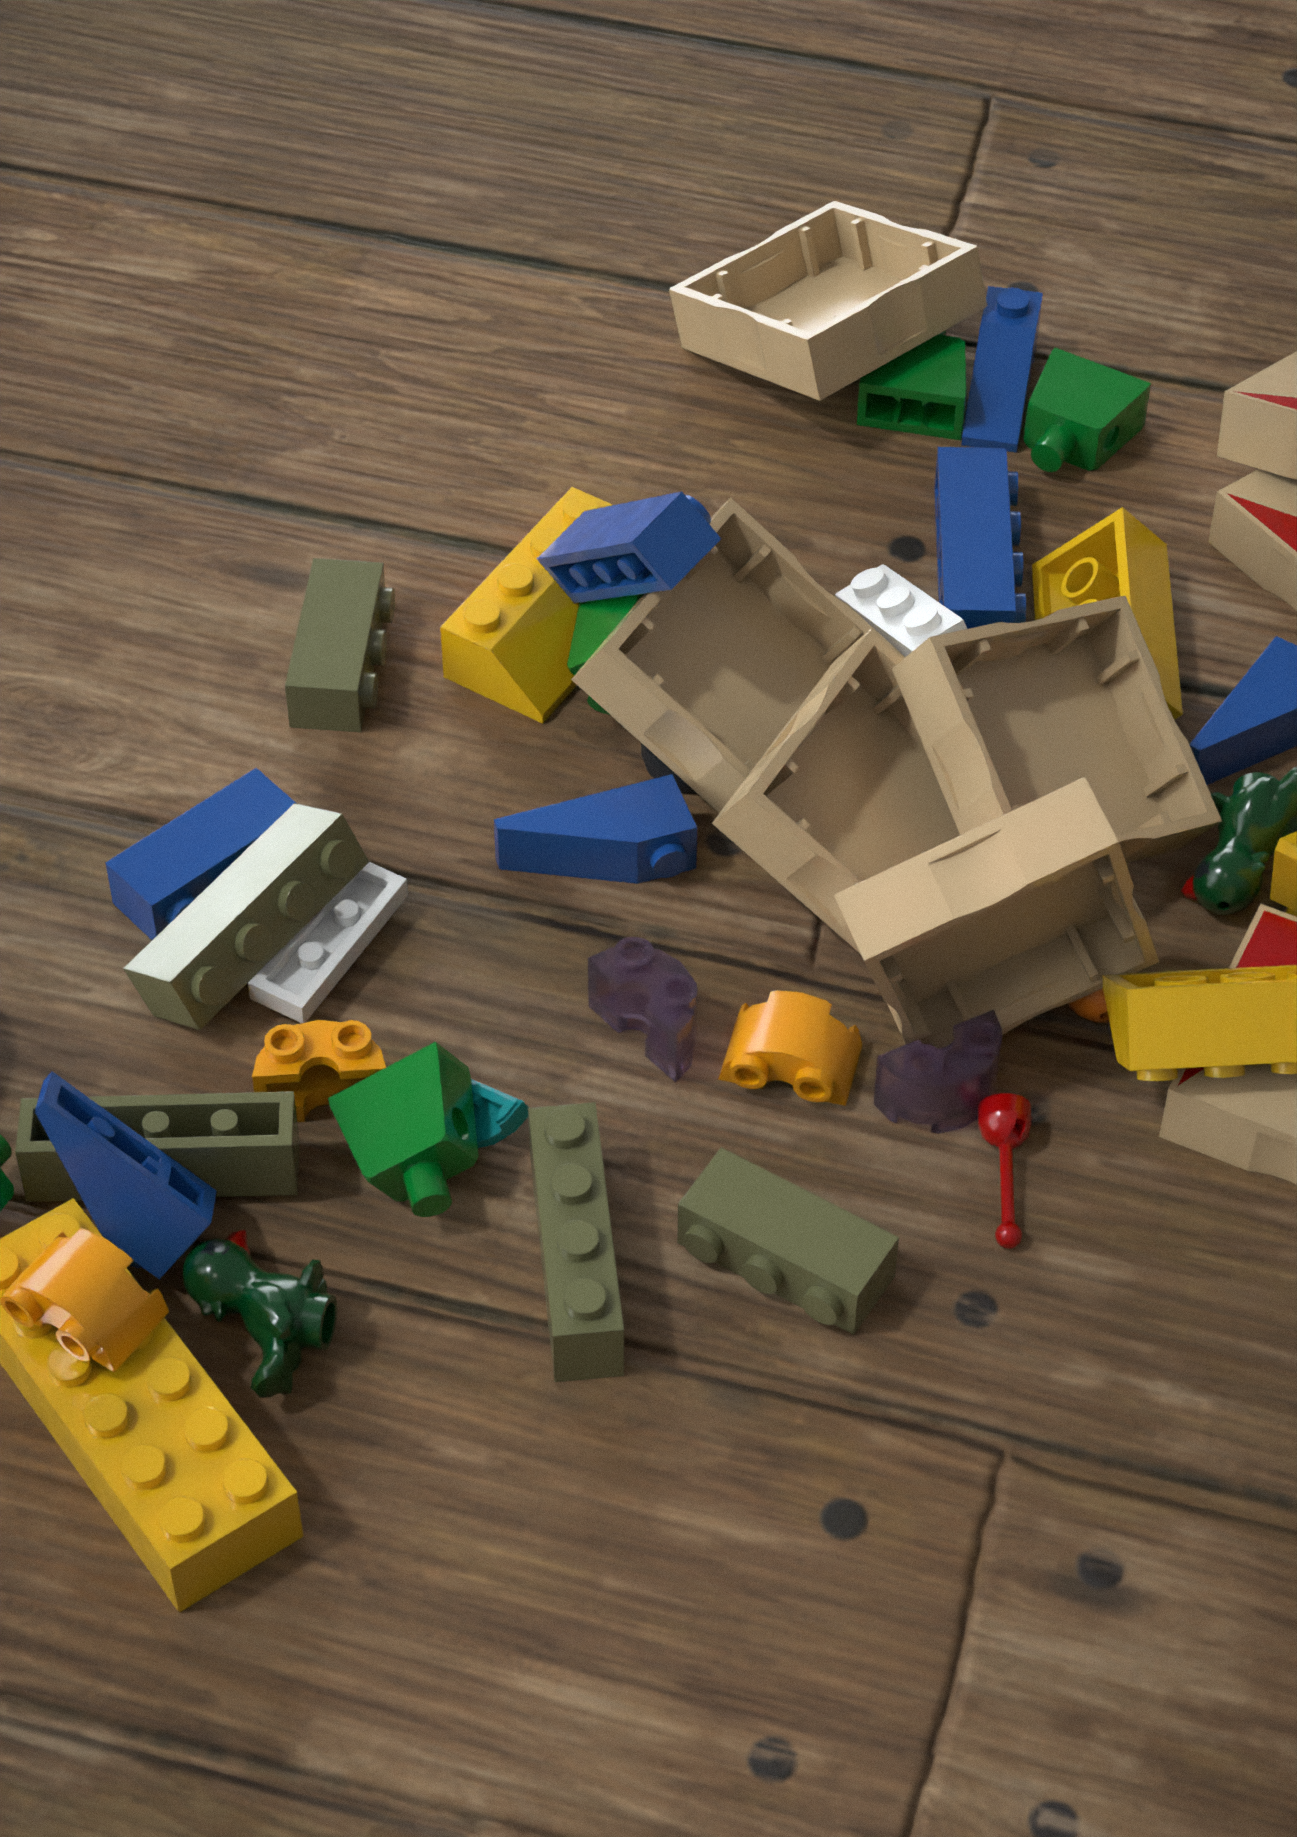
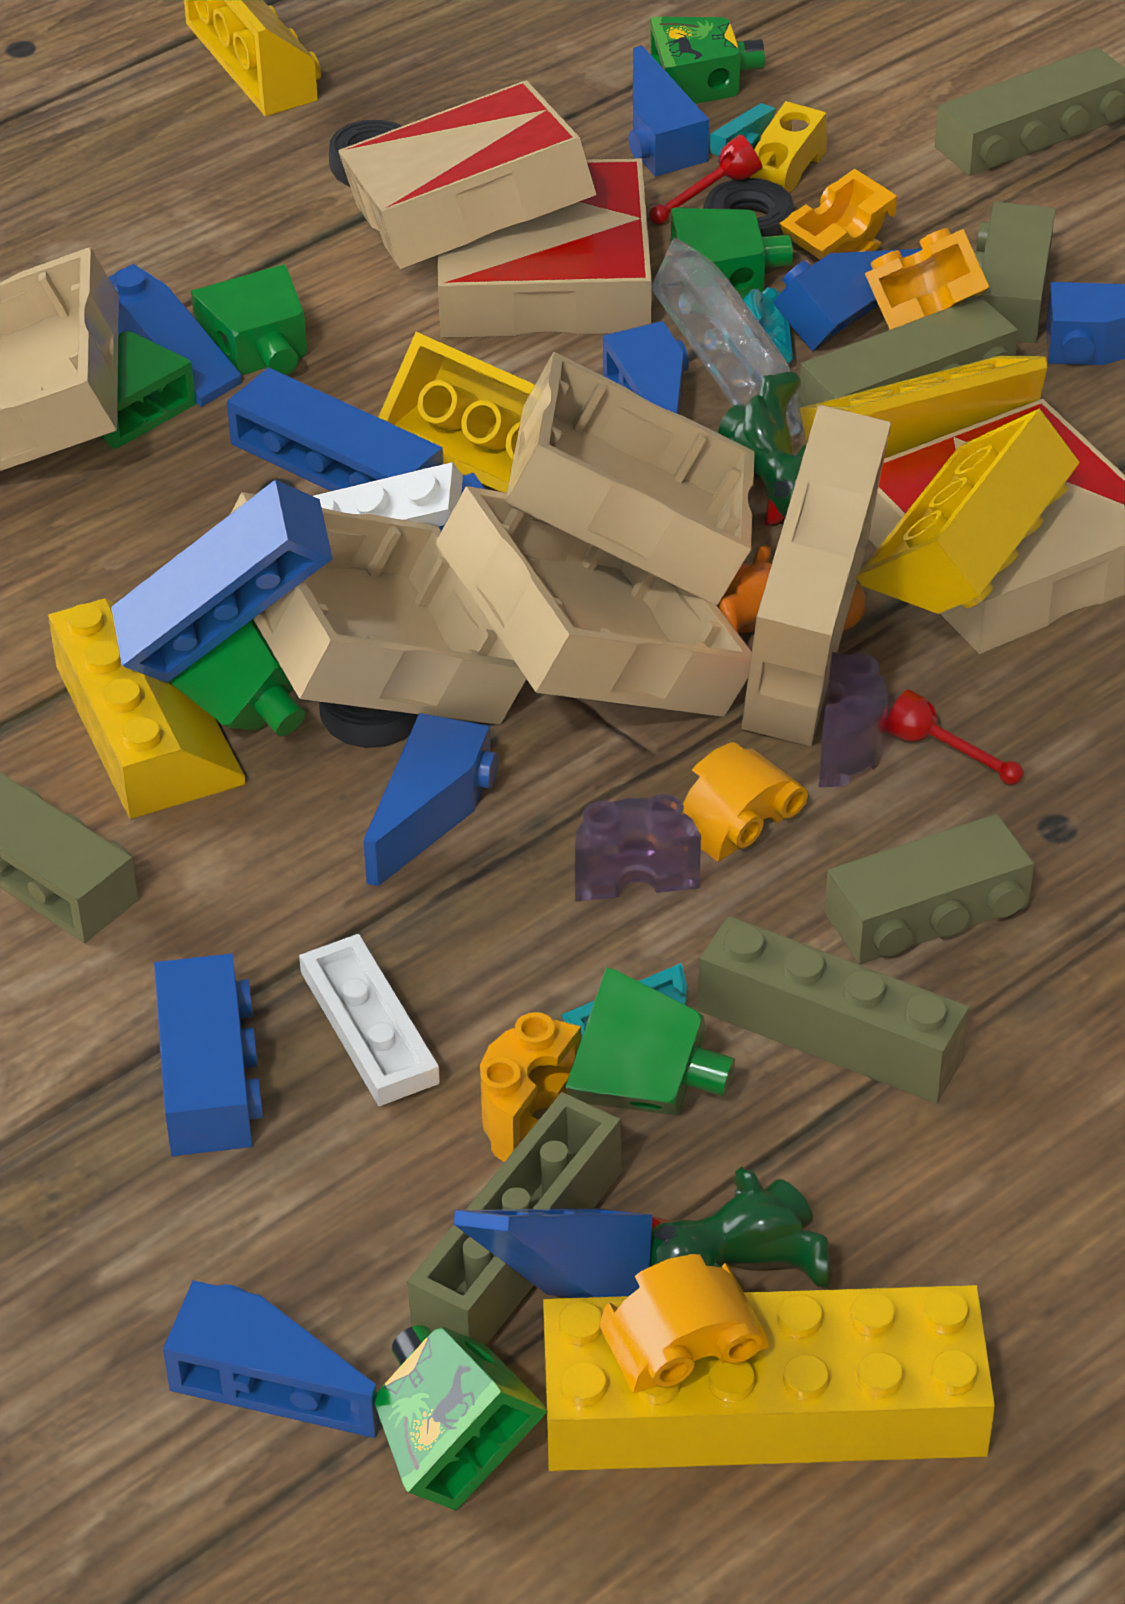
camera: 55 degrees left, 5 degrees down
(246, 915) = (313, 1049): olive brick -> none

